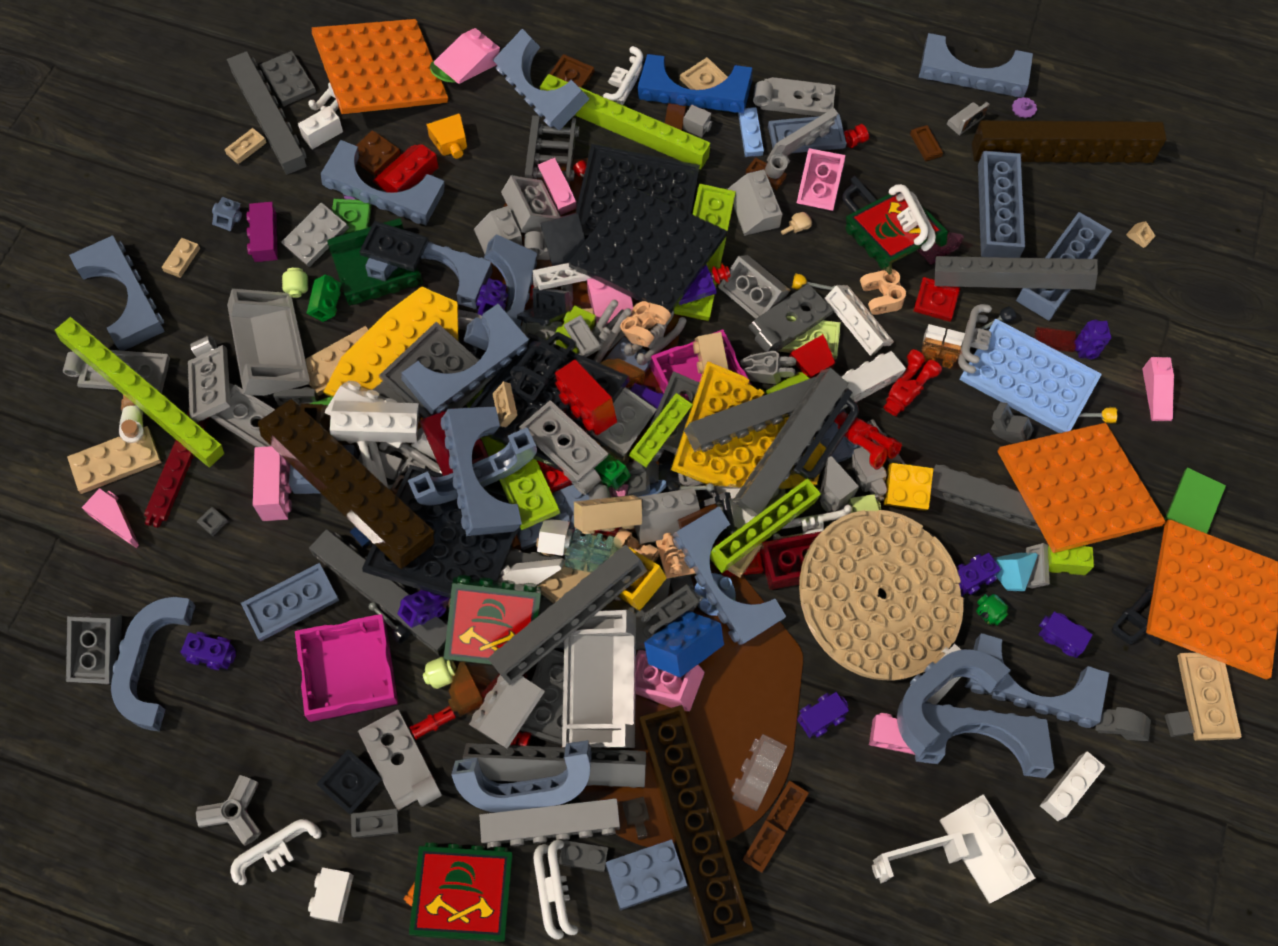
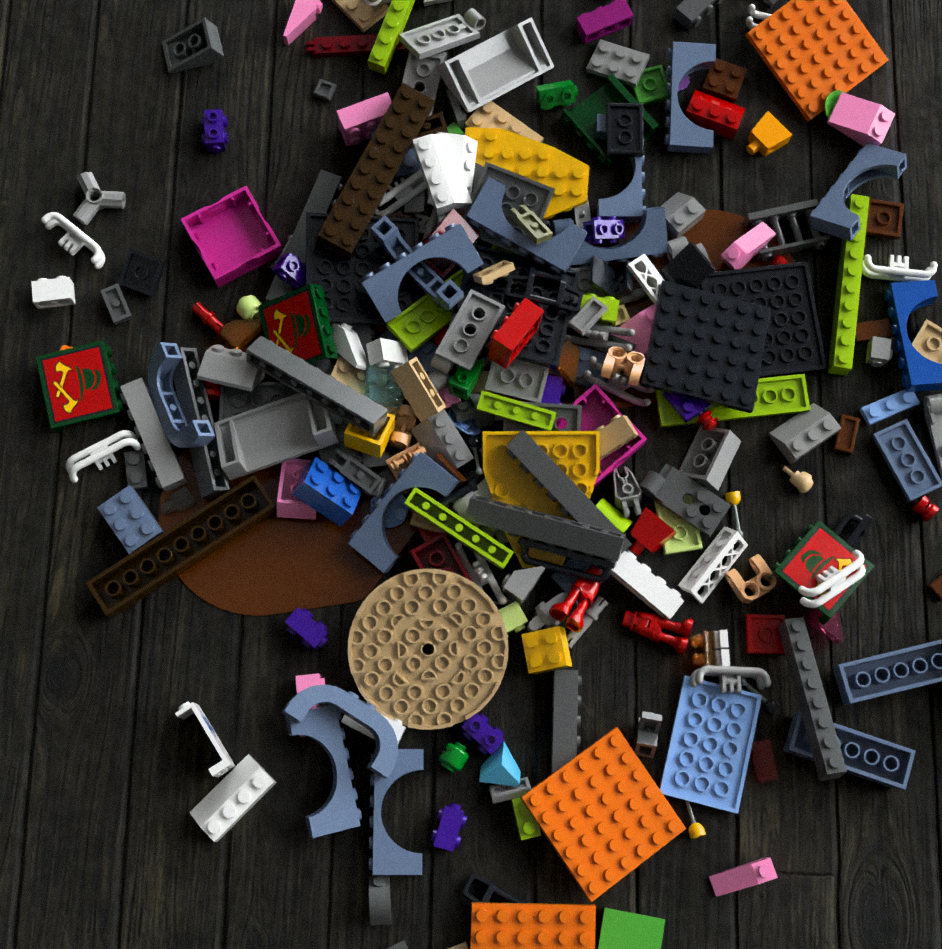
camera: 70 degrees right, 10 degrees up
(132, 656) = (190, 79): sand blue arch -> none
(289, 602) = (274, 174): sand blue plate -> none
(295, 282) = (563, 65): yellowish green head -> none
(320, 127) = (729, 24): white brick -> none
(405, 781) = (157, 318): light grey hinge -> none
(468, 352) = (531, 224): none -> olive hinge
(529, 203) = (718, 229): light grey slope -> none
(758, 771) = (242, 588): clear brick -> none
(775, 826) = (204, 616): reddish brown slope -> none
(801, 137) = (898, 458): light grey hinge -> none
(821, 179) = (857, 487): bright pink slope -> none
(1072, 786) = (308, 862): white brick -> none
(1092, 339) = (770, 794): dark purple brick -> none
(1141, 234) = (925, 828): tan slope -> none

